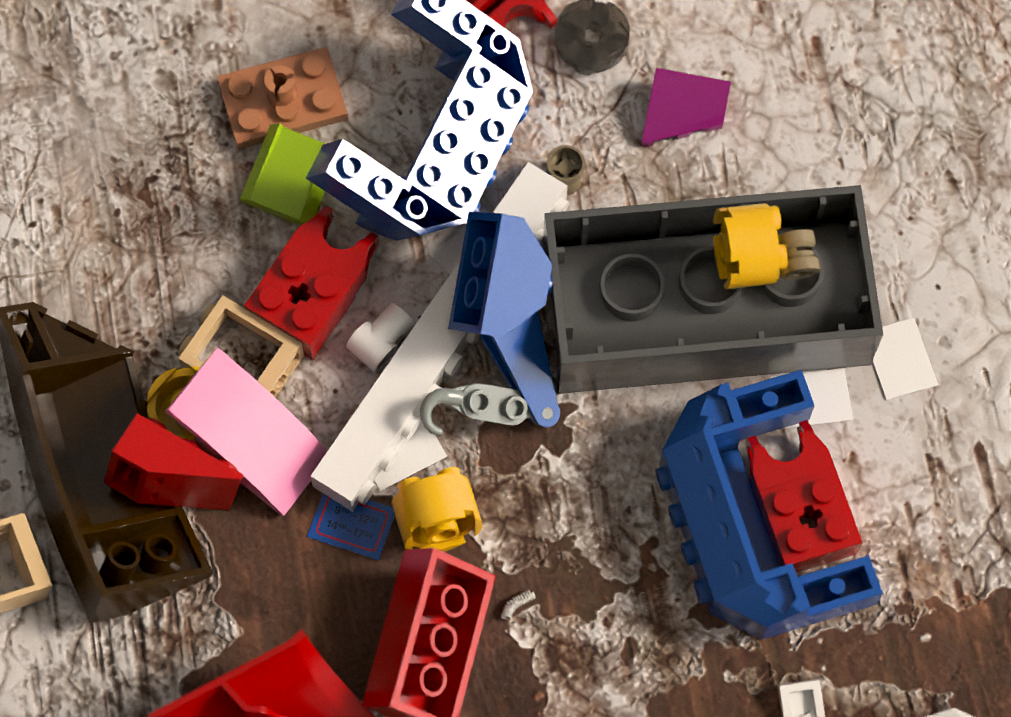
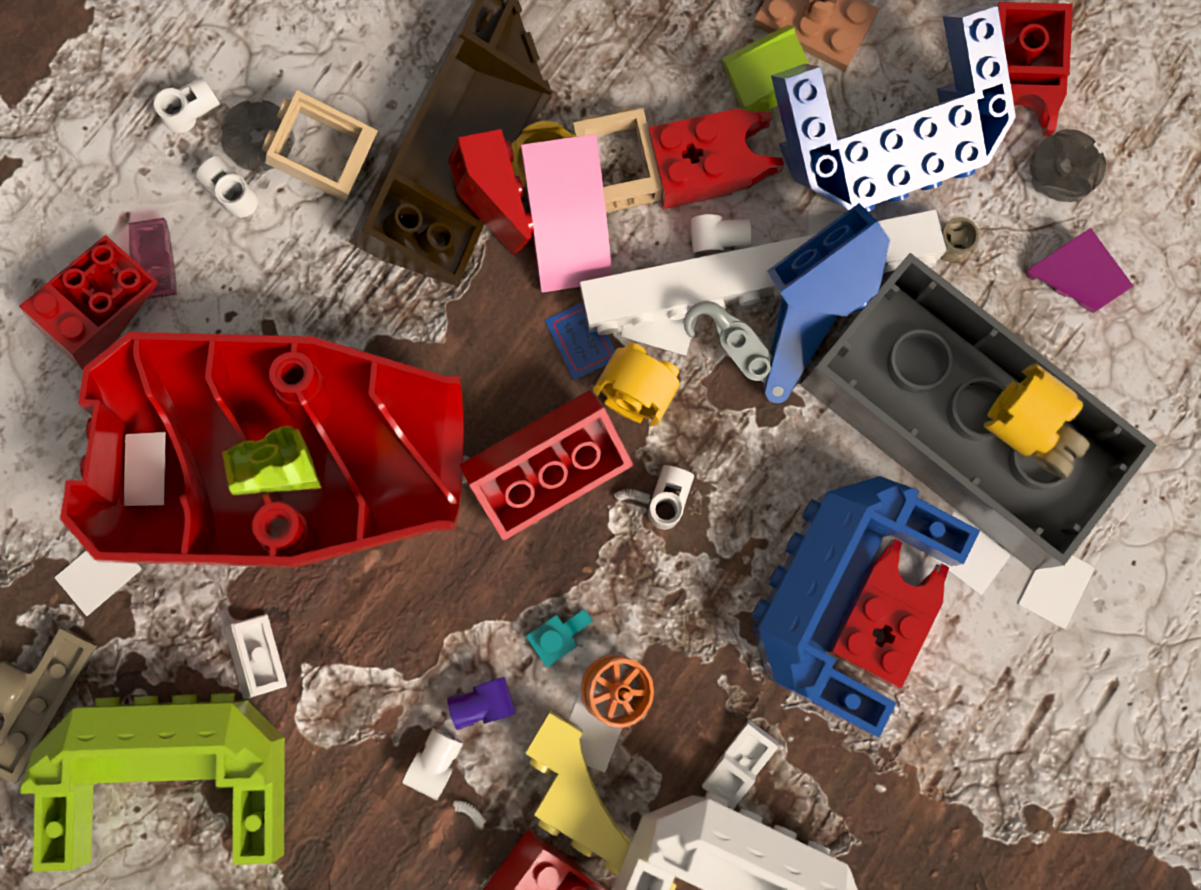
camera: 45 degrees right, 10 degrees up
(538, 557) = (675, 479): none -> white piece

